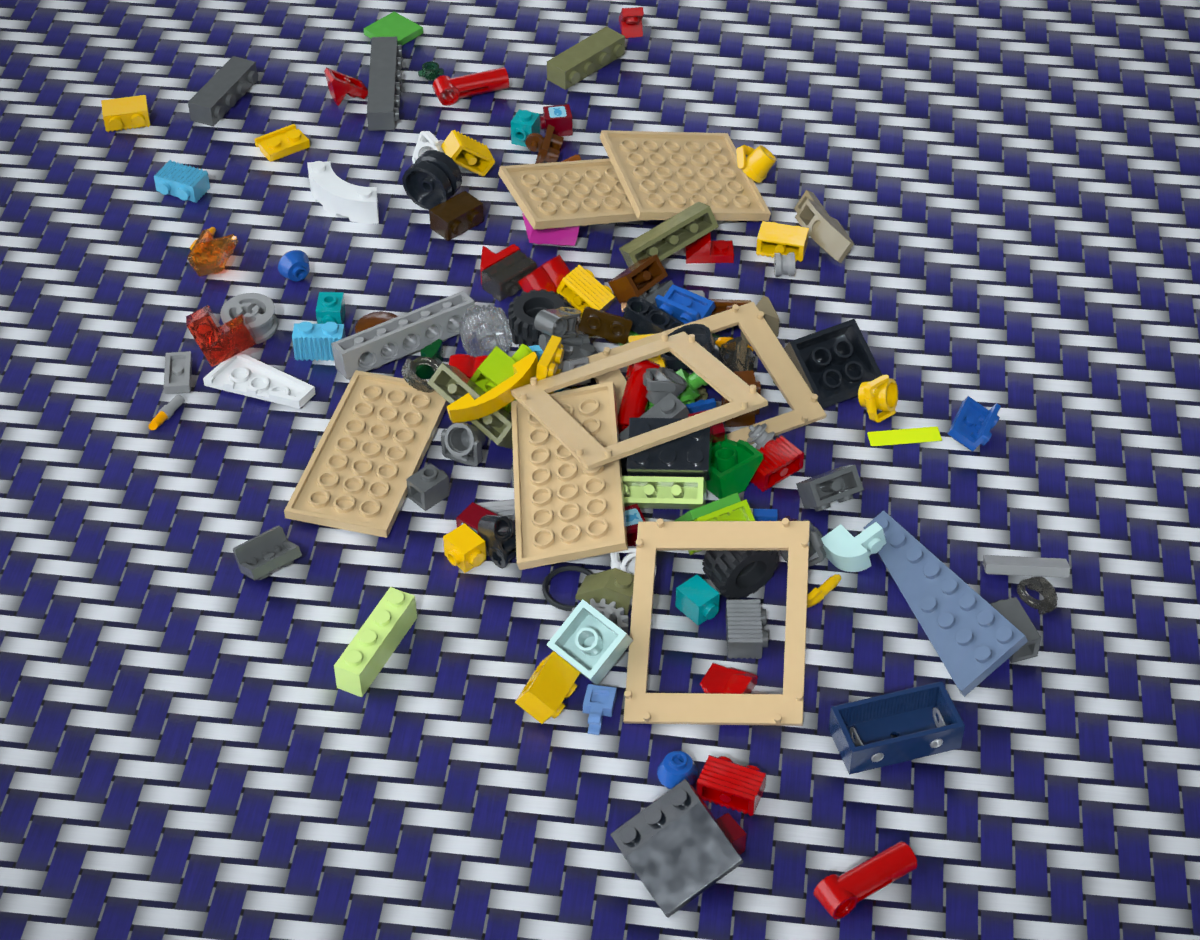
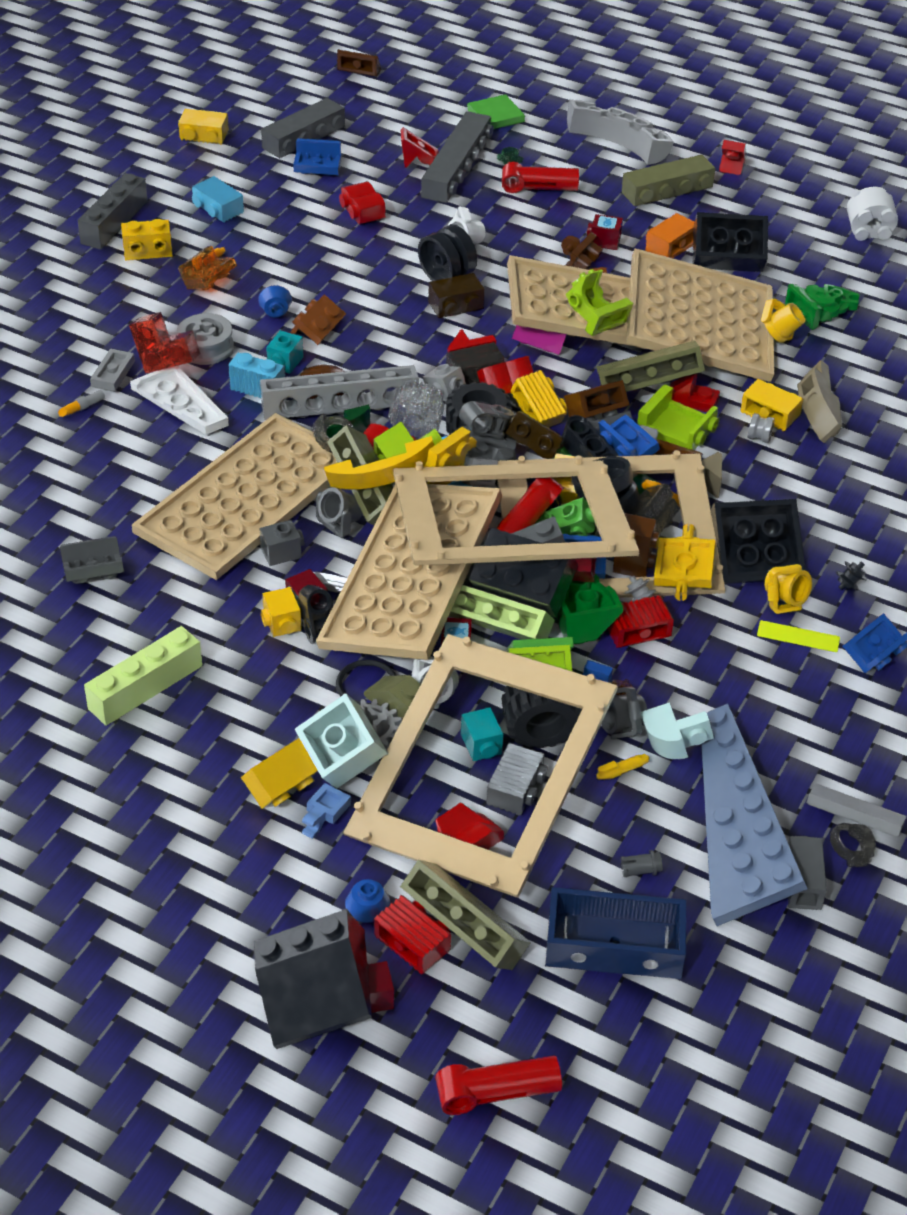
camera: 20 degrees right, 0 degrees up
(87, 219) = (114, 207): none -> dark grey brick
(137, 239) = (146, 239): none -> yellow brick
(238, 13) = (358, 63): none -> reddish brown slope
(254, 116) = (317, 157): none -> blue bracket
(282, 142) = (328, 187): yellow plate -> none
(321, 147) = (362, 202): none -> red brick
(342, 197) = (356, 251): white brick -> none
(342, 271) = (319, 319): none -> dark orange bracket
(468, 153) = (496, 238): yellow brick -> none
(495, 295) = (445, 379): none -> light grey brick
(518, 19) = (619, 127): none -> light grey brick
(522, 125) = (569, 225): teal brick -> none
(596, 195) = (587, 300): none -> lime tile
(617, 110) = (670, 236): none -> orange brick
(664, 382) = (554, 502): dark grey piece -> none
(674, 102) = (730, 241): none -> black brick
(715, 279) = (677, 422): none -> lime panel
(767, 753) = (465, 915): none -> olive brick
(776, 137) = (821, 303): none -> green piece
(780, 45) = (872, 214): none -> white brick
(788, 401) = (685, 562): none -> yellow plate
(830, 486) = (683, 662): dark grey brick -> none
(887, 663) = (641, 864): none -> dark grey pin
(924, 371) = (851, 575): none -> black wheel

